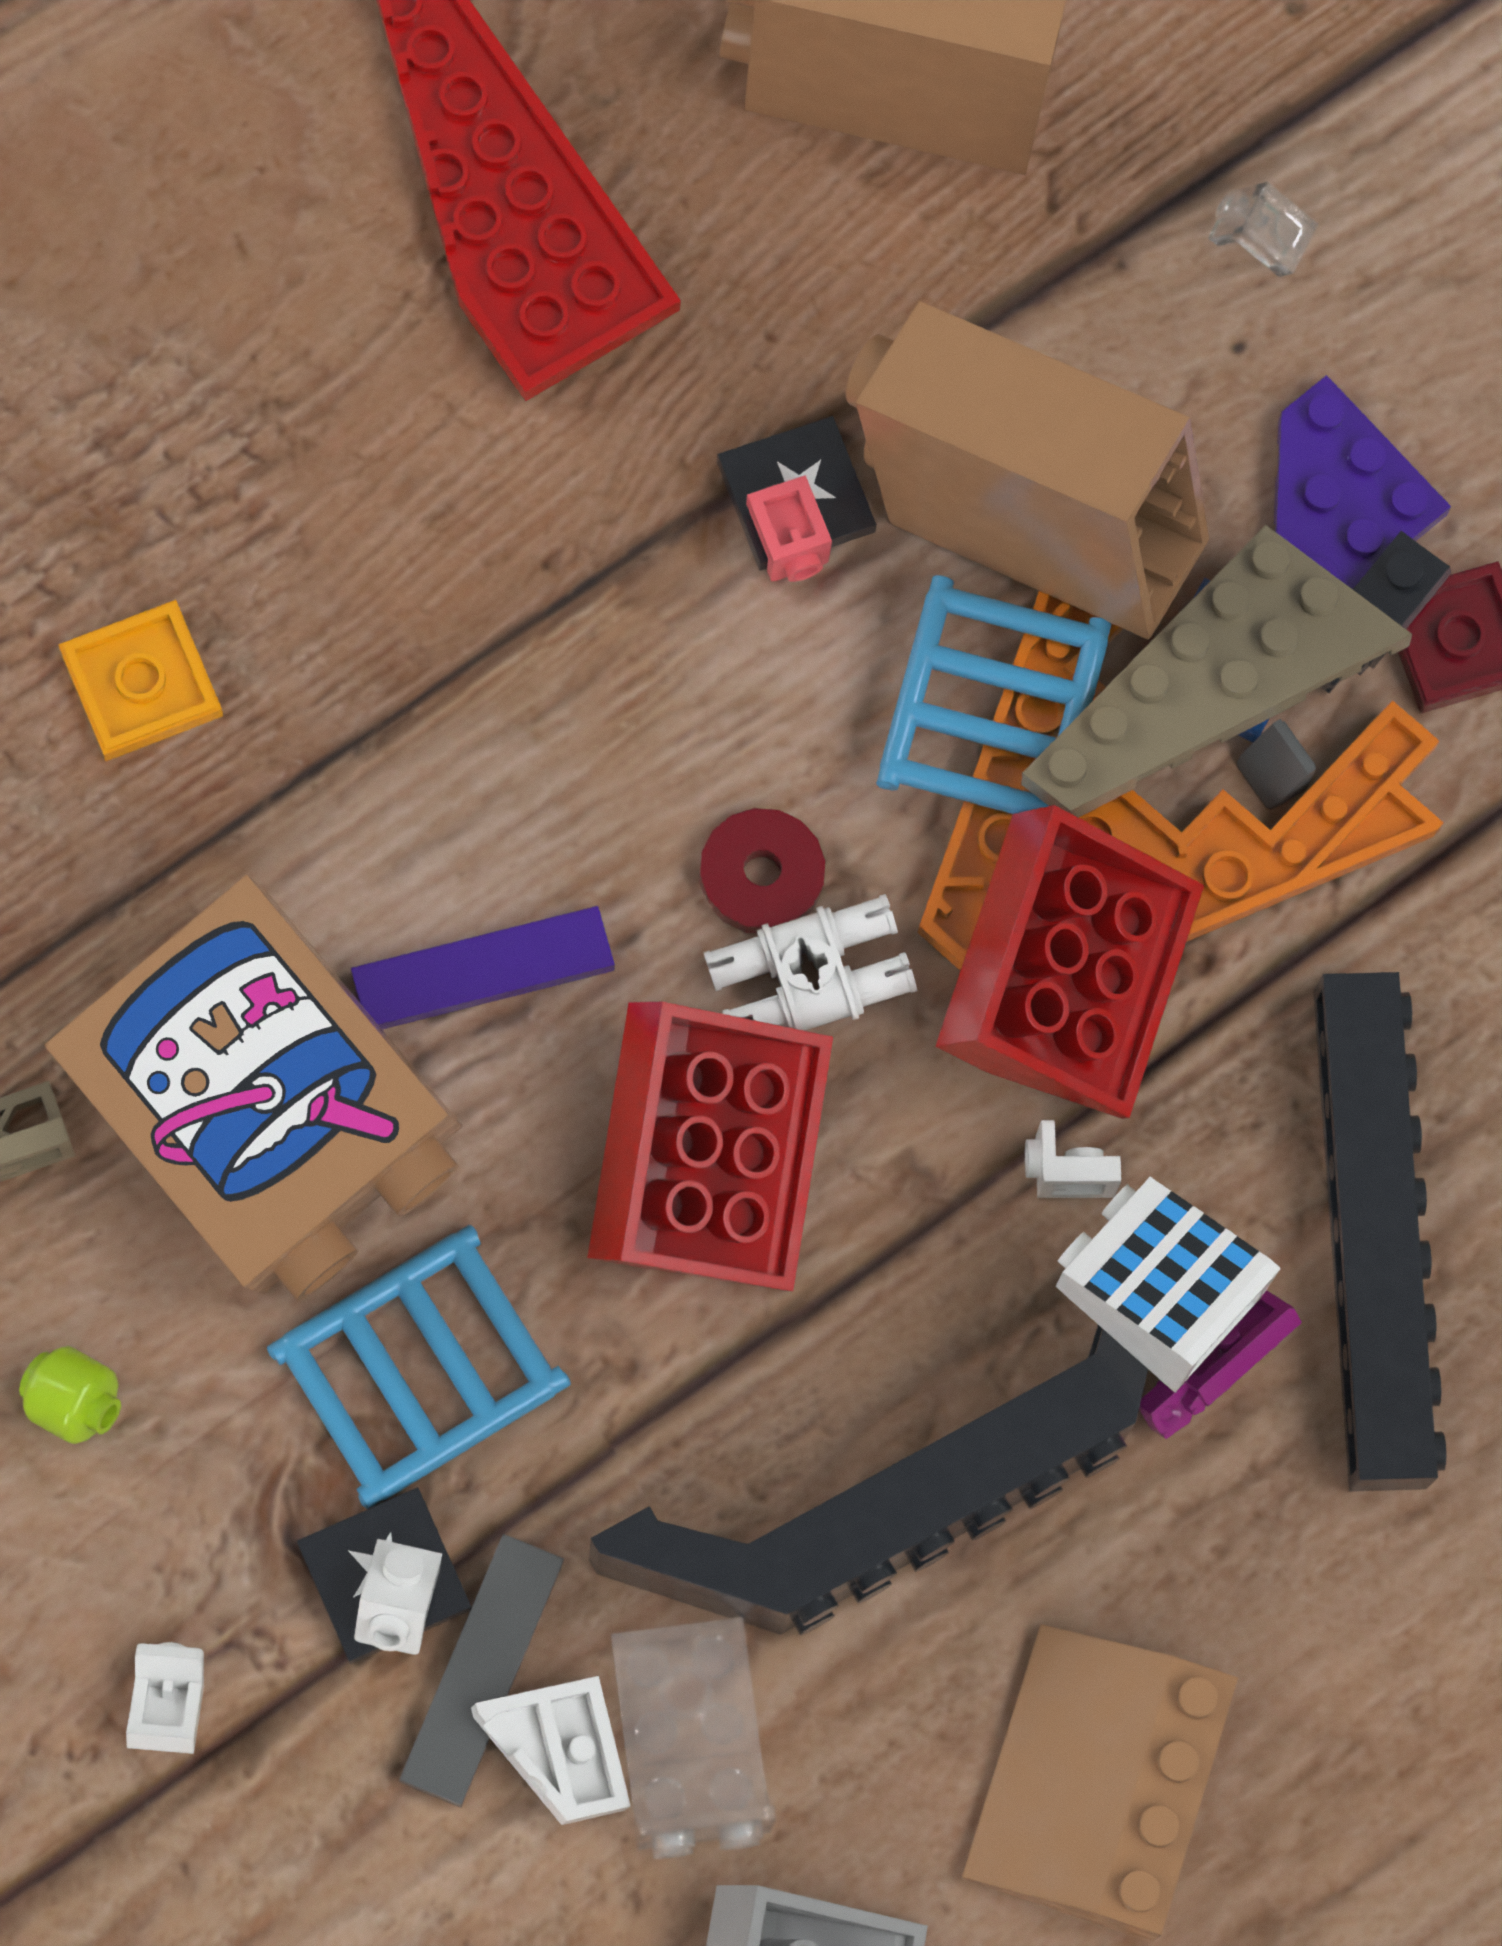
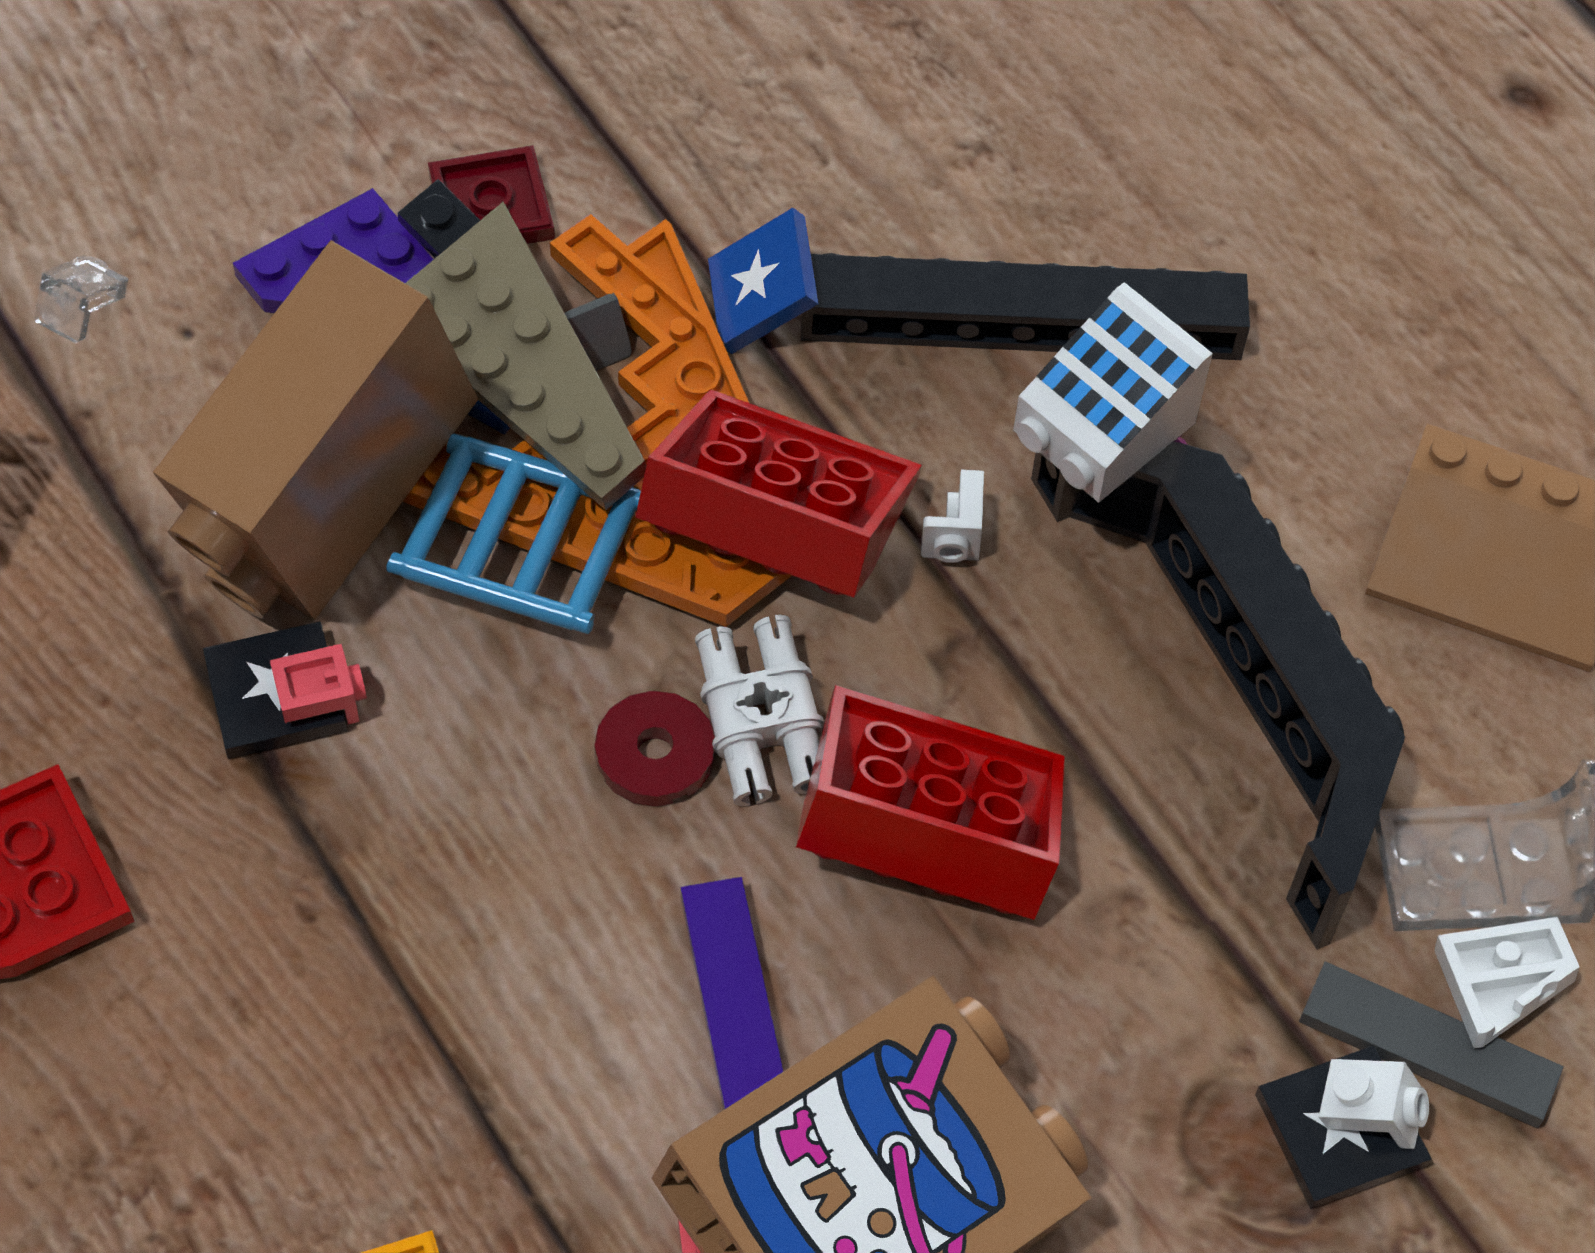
camera: 80 degrees left, 15 degrees down
(431, 1448) = (1181, 1023): dark azure bar -> none
(1362, 932) = (763, 280): none -> blue tile

